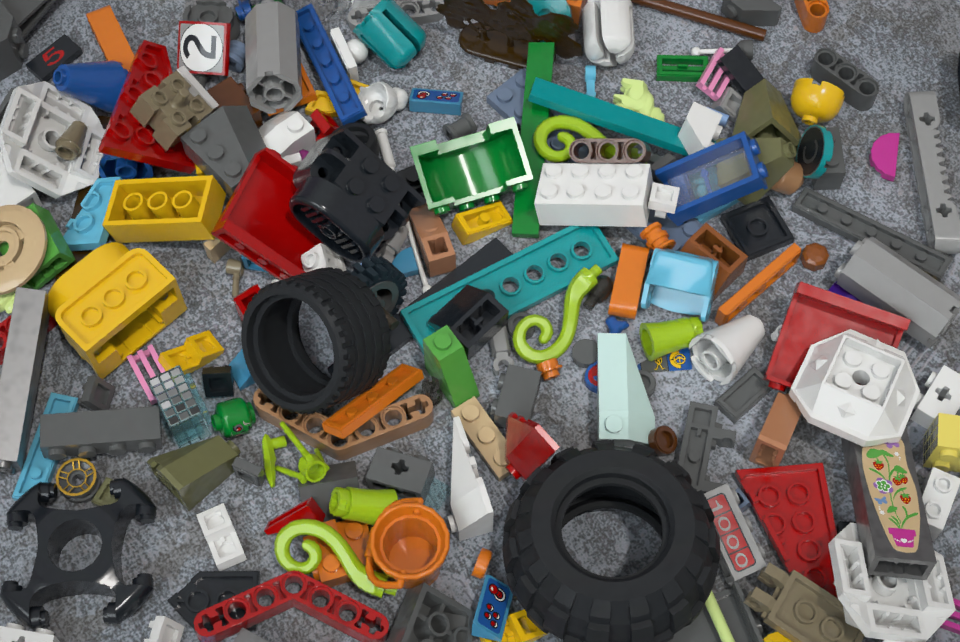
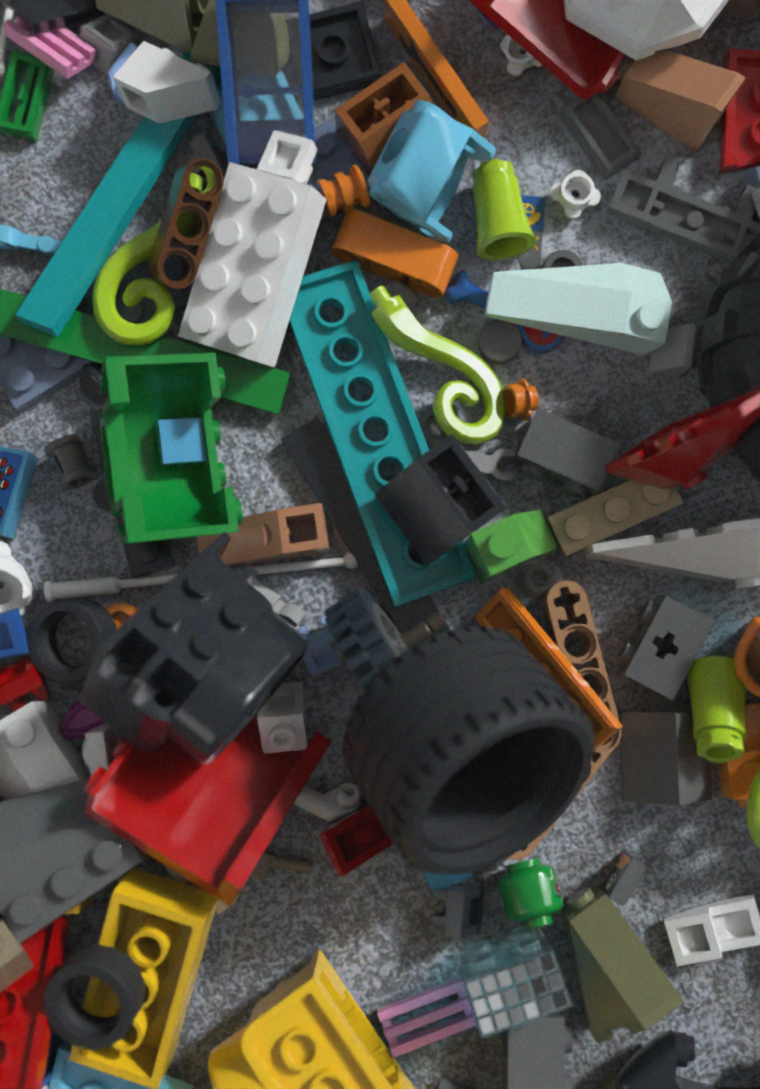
camera: 80 degrees left, 20 degrees up
(162, 190) = (75, 1023): none -> black tyre
(194, 354) = (405, 950): yellow slope -> none
(269, 457) = (597, 842): lime bar -> none
(306, 510) = (713, 813): red piece -> none
(311, 466) = (648, 781): lime plant -> none
(406, 262) = (301, 588): dark azure tile -> none
(480, 222) = (247, 458): yellow slope -> none
(481, 178) = (180, 441): none -> dark azure tile
(637, 98) = (76, 174): yellowish green animal -> none
(662, 440) = (660, 259): reddish brown tile -> none
(700, 377) = (578, 182): none -> white plate
(726, 348) = (537, 132): white cone -> none

